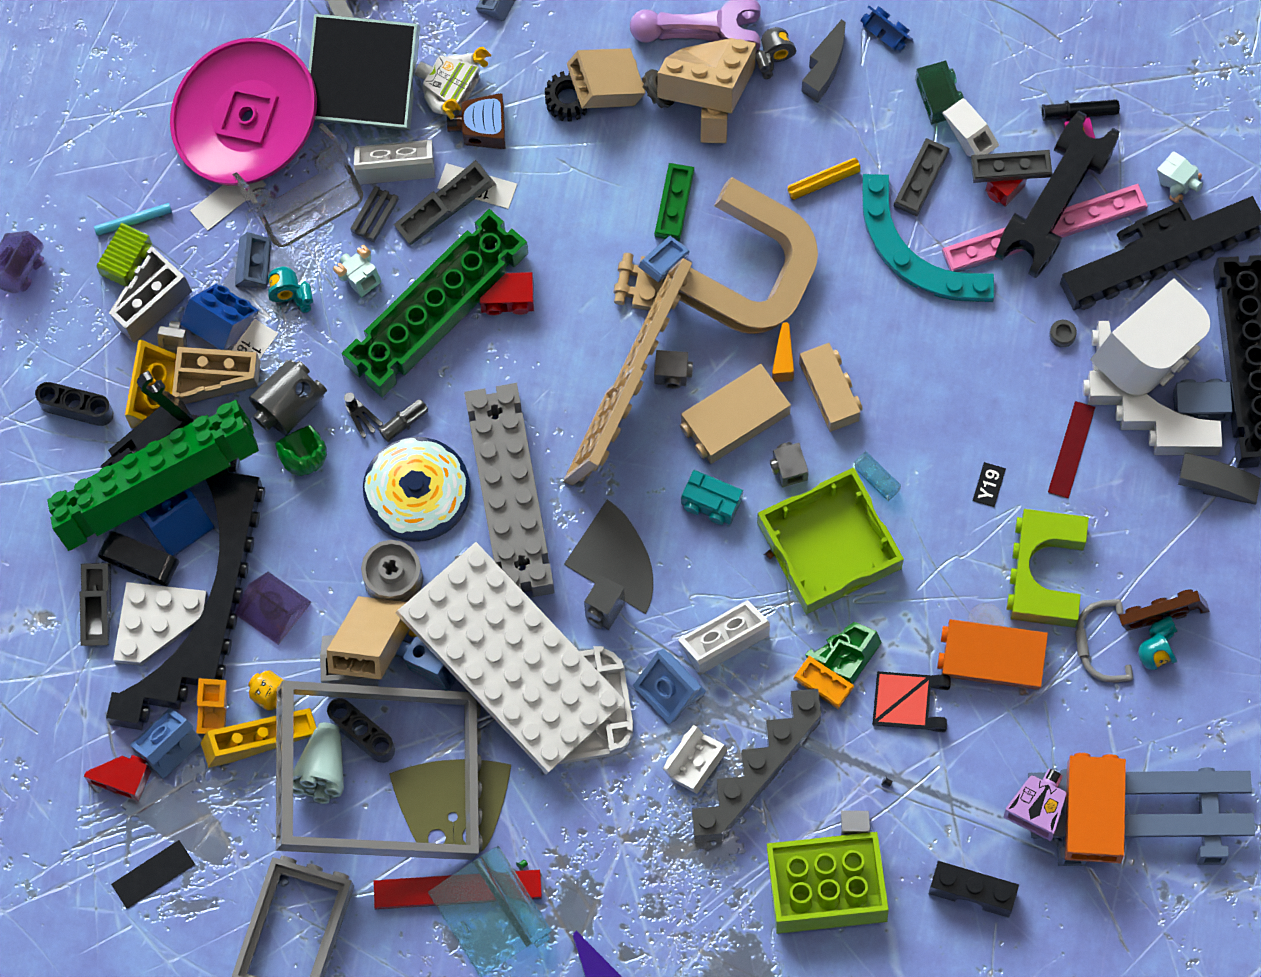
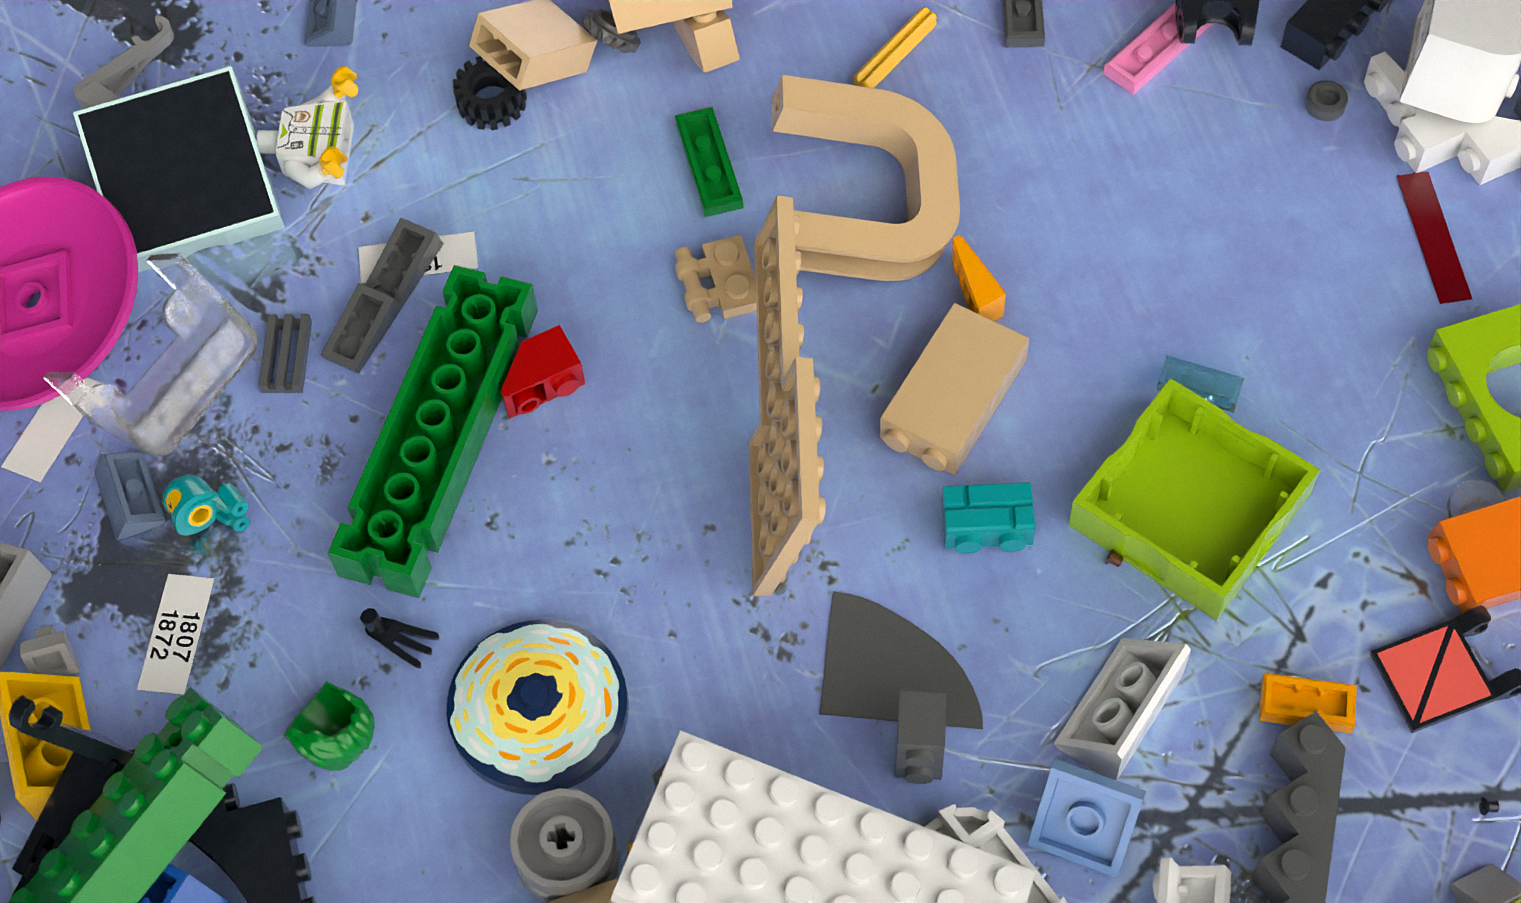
camera: 25 degrees left, 10 degrees down
(213, 373) = (136, 673): tan wedge -> none
(218, 316) = (108, 591): blue slope -> none
(286, 397) = (270, 657): dark grey cylinder -> none
(358, 271) = (299, 436): light aqua piece -> none
(394, 162) = (285, 274): white slope -> none
(403, 420) = (467, 615): dark grey axle -> none
(481, 122) = (384, 171): torso -> none
(509, 487) = (681, 635): light grey brick -> none
(663, 258) = (737, 232): medium blue tile -> none
(672, 368) = (835, 366): flat silver brick -> none
(789, 464) = (1071, 421): flat silver brick -> none
(830, 386) = (1064, 296): tan brick -> none
(848, 651) = (1312, 640): green slope -> none
(904, 262) = (1064, 103): teal plate -> none
(989, 484) = (1355, 329): black sticker -> none

